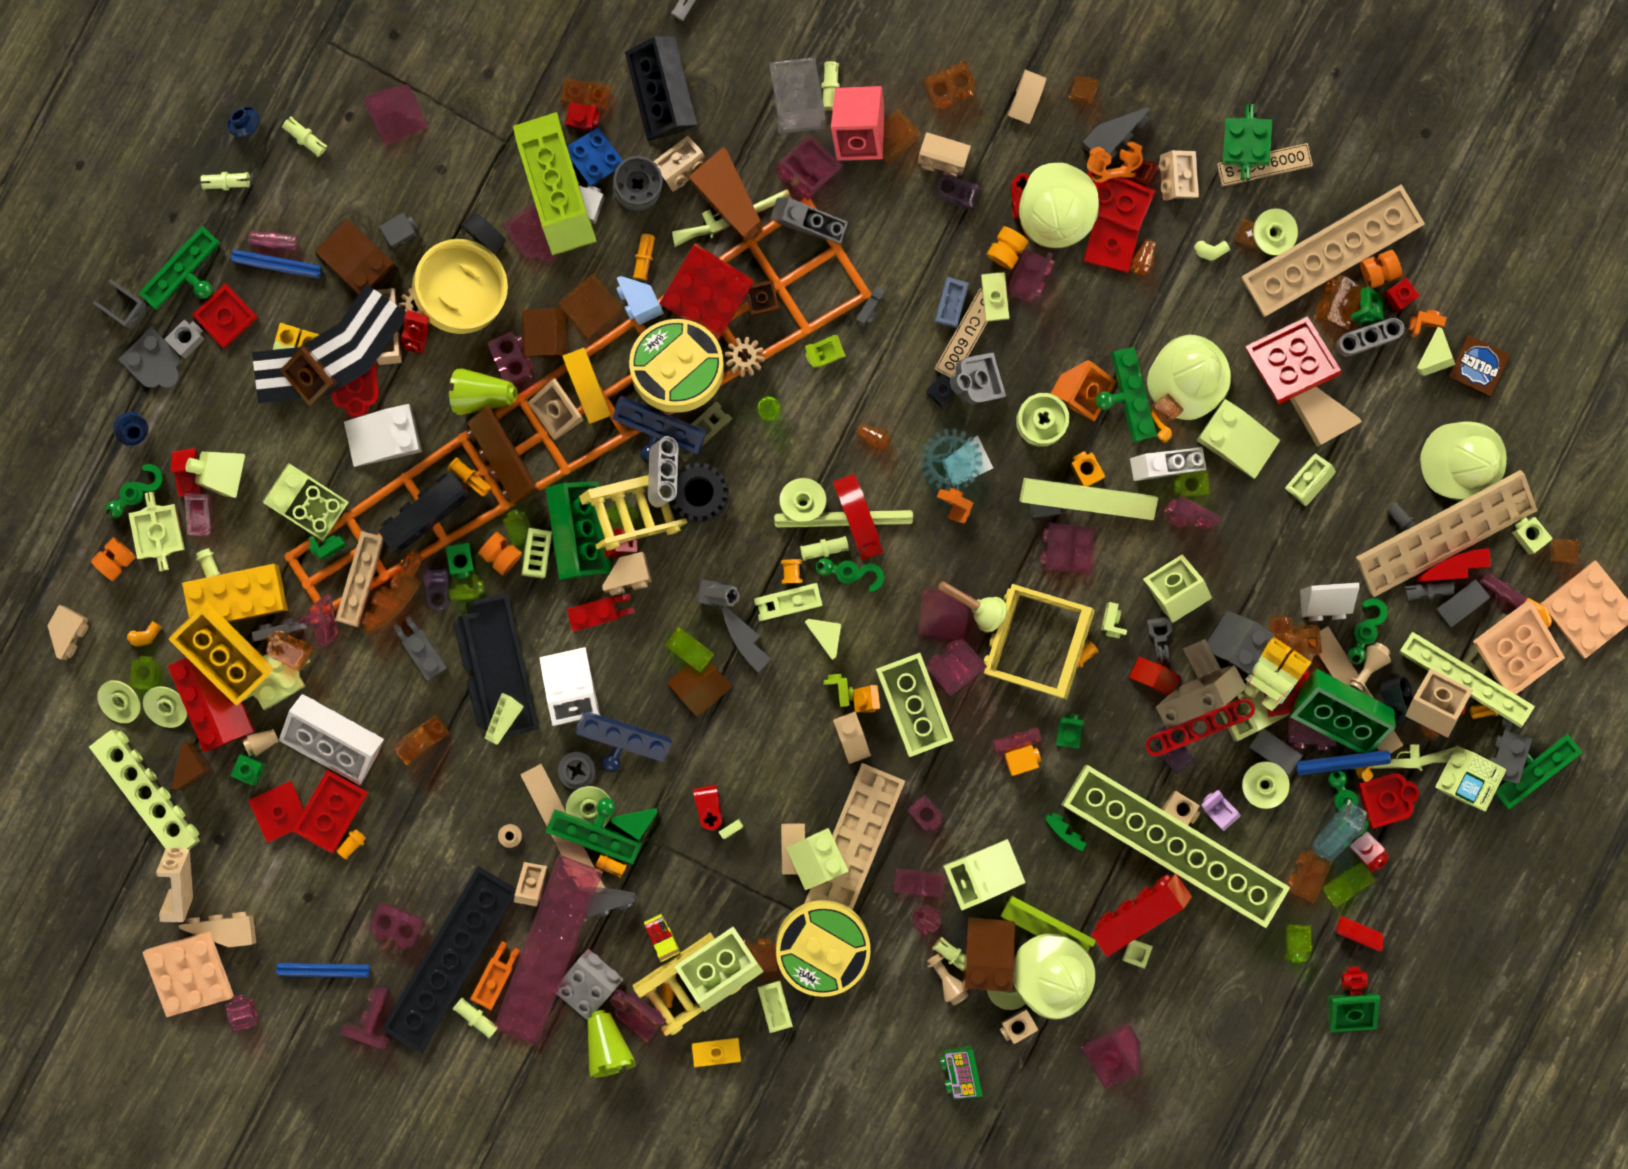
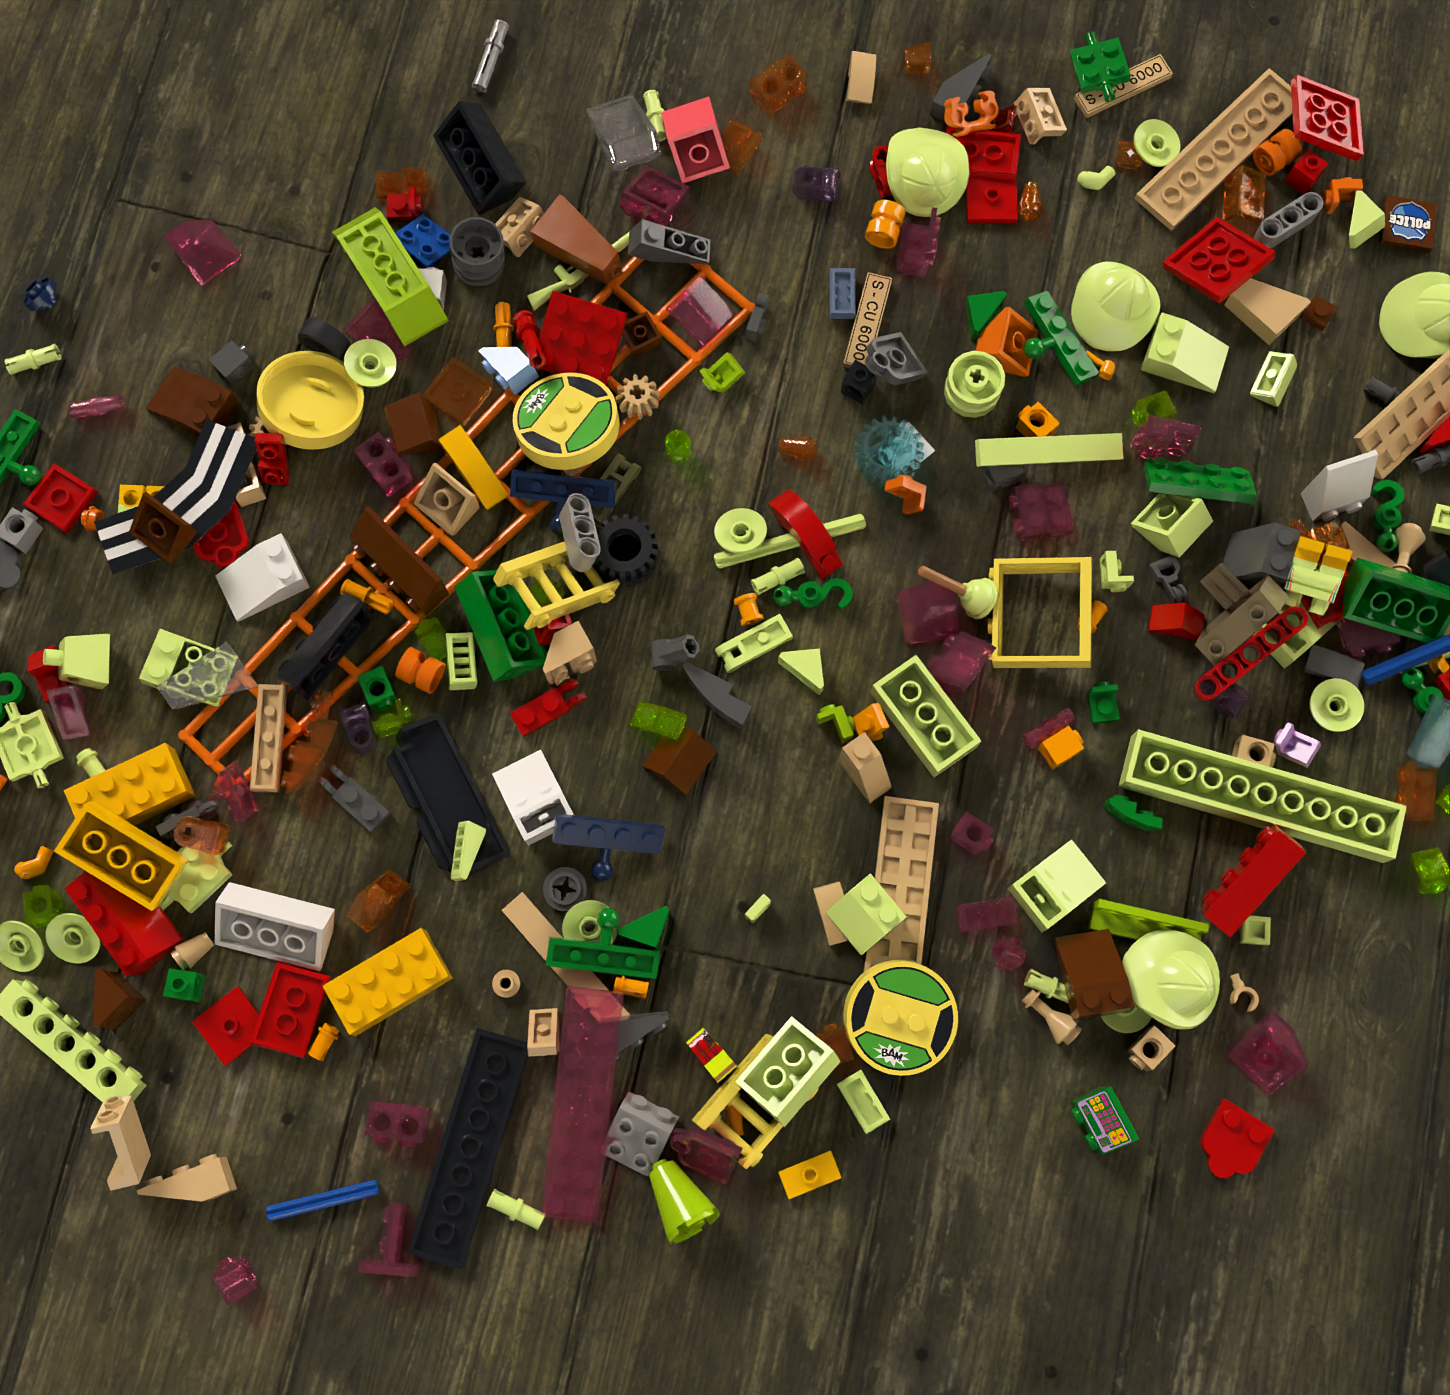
camera: 15 degrees left, 10 degrees down
(188, 974) = (160, 1247): light nougat plate -> none
(249, 343) = (89, 516): none -> orange plate
(276, 264) = (106, 430): blue axle -> none
(304, 136) = (110, 294): yellowish green pin -> none
(320, 518) = (209, 677): none -> clear wing
(331, 546) = (226, 711): green bracket -> none
(414, 810) = (387, 982): none -> yellow brick
(477, 391) = (348, 500): lime cone -> none
(494, 978) = (527, 1155): orange hinge -> none
(525, 254) = (370, 353): none -> yellowish green dish
(663, 272) = (528, 334): none -> red pin
(708, 802) = (724, 887): red piece -> none
(821, 288) = (700, 310): none -> clear pink slope
(943, 155) = (791, 150): tan slope -> none
(995, 297) = (886, 275): yellowish green plate -> none
(1065, 1115) = (1234, 1140): none -> red plate
(1069, 352) = (981, 310): none -> green slope
(1108, 995) = (1239, 987): none -> tan piece
(1166, 409) = (1101, 342): clear orange tile -> none
(1167, 463) = (1116, 397): white slope -> none
(1210, 559) = (1199, 480): none -> green plate
(1370, 429) = (1318, 312): none -> reddish brown plate
(1371, 308) = (1279, 192): green bracket -> none
(1434, 250) = (1326, 118): none -> red plate

